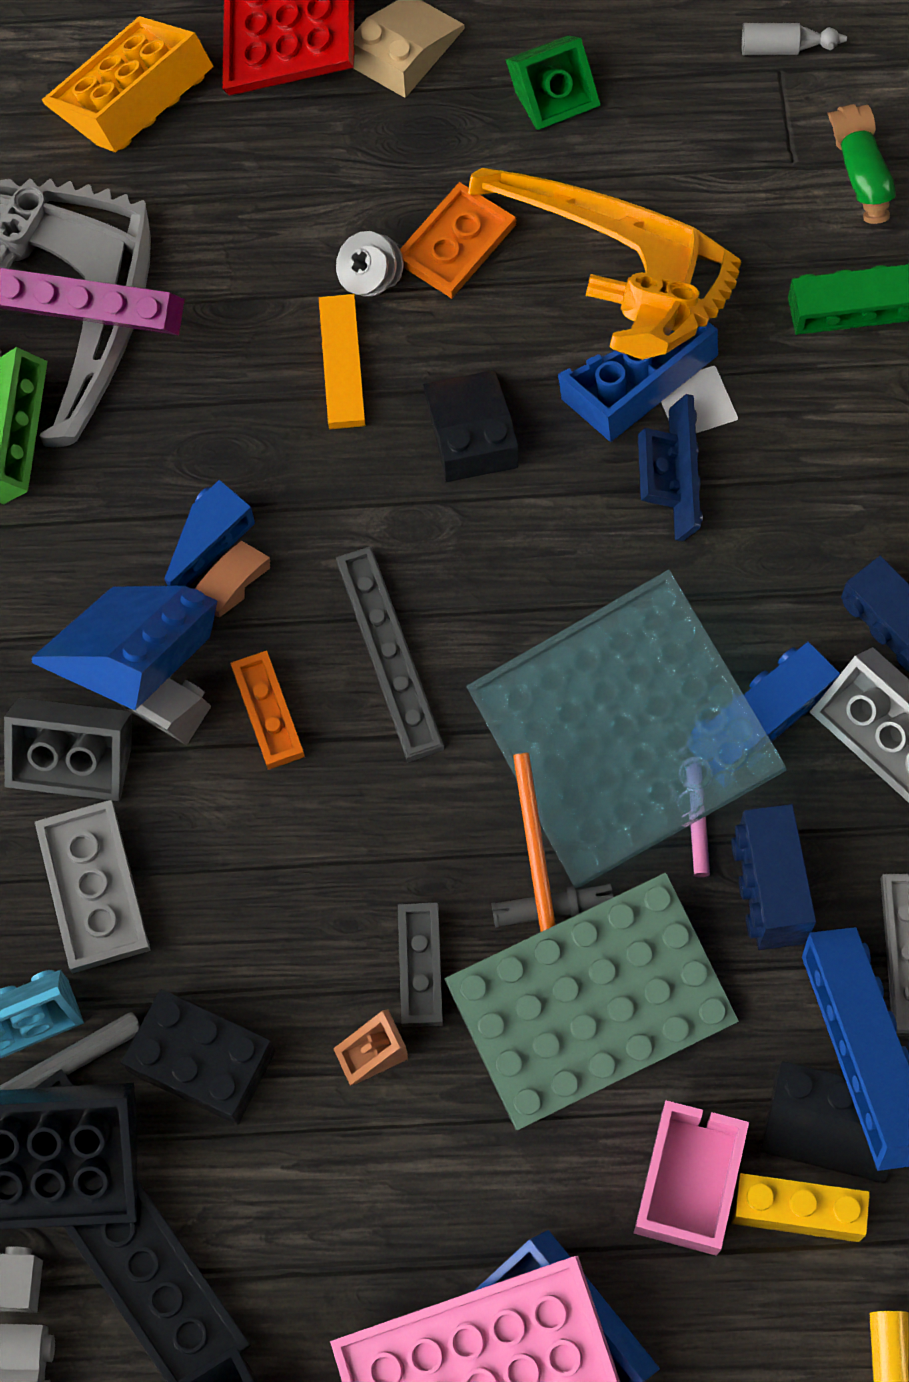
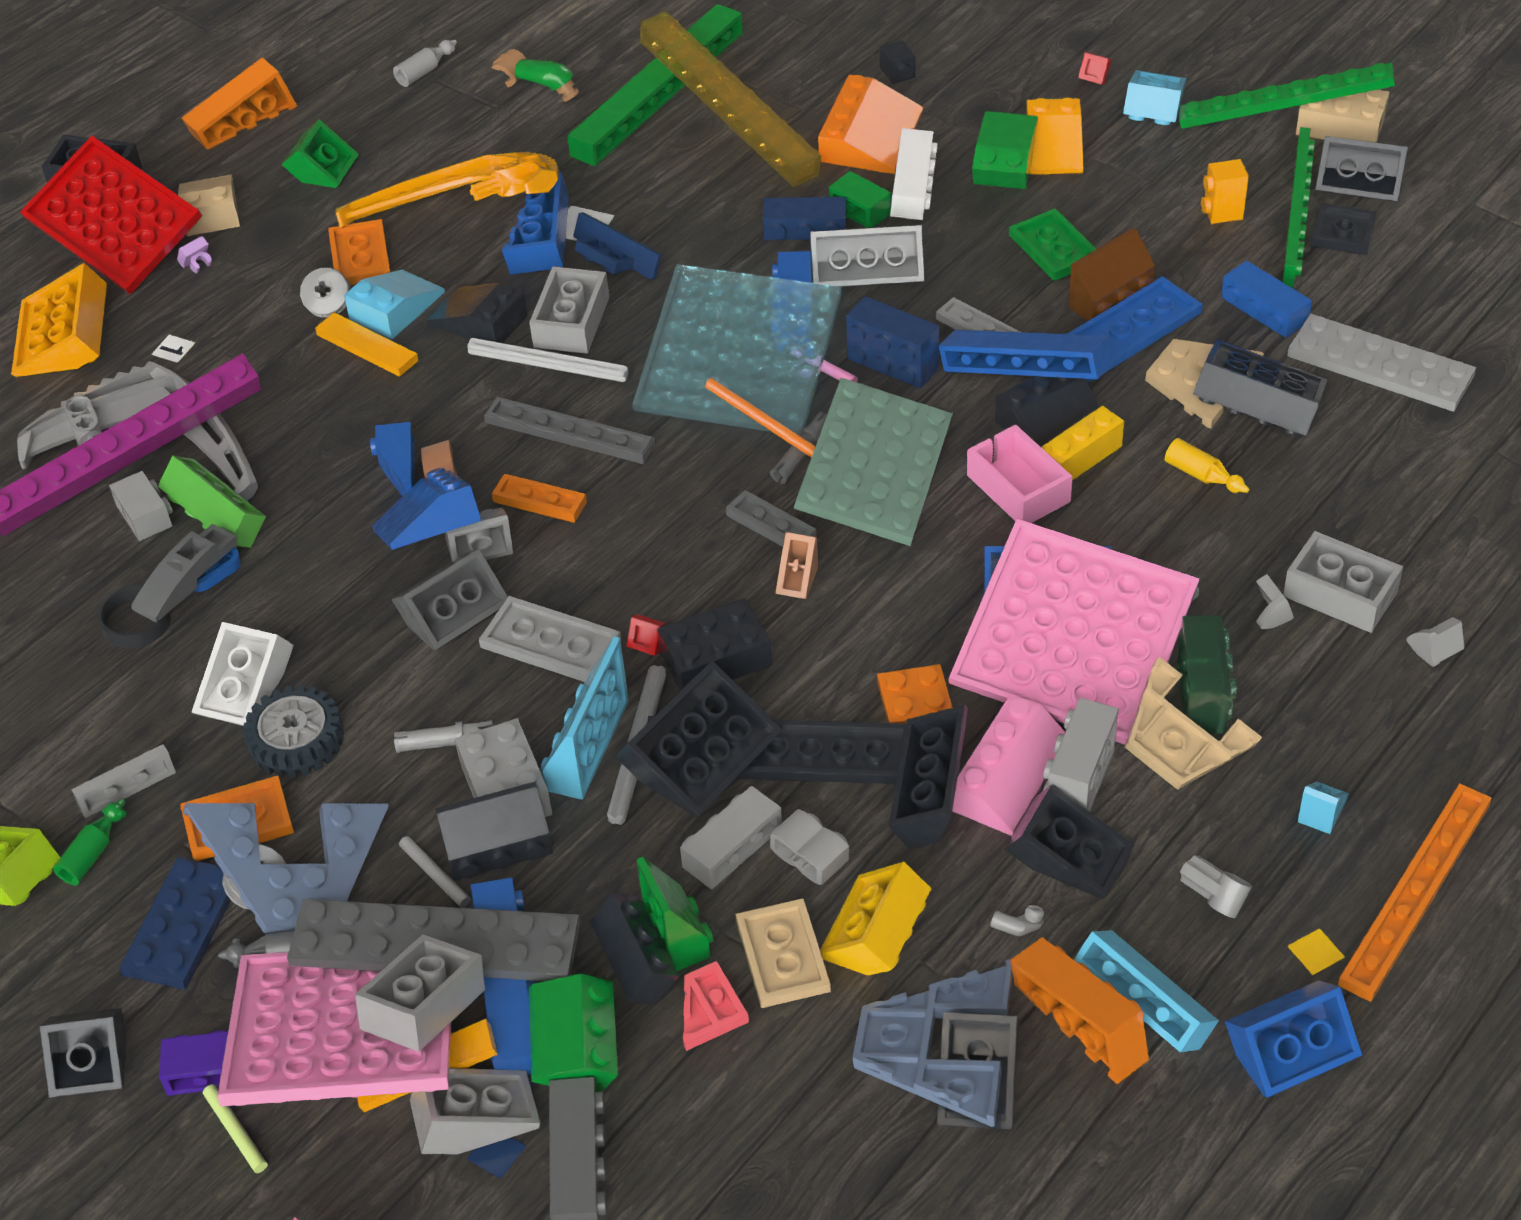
camera: 50 degrees left, 20 degrees down
(166, 971) = (644, 634): none -> red tile
(193, 198) = (173, 348): none -> white sticker
(302, 1312) = (913, 693): none -> orange plate
(319, 99) = (193, 252): none -> lavender tile
(420, 329) = (390, 301): none -> medium azure slope
(466, 548) = (548, 360): none -> axle
(541, 509) = (569, 310): none -> light grey brick

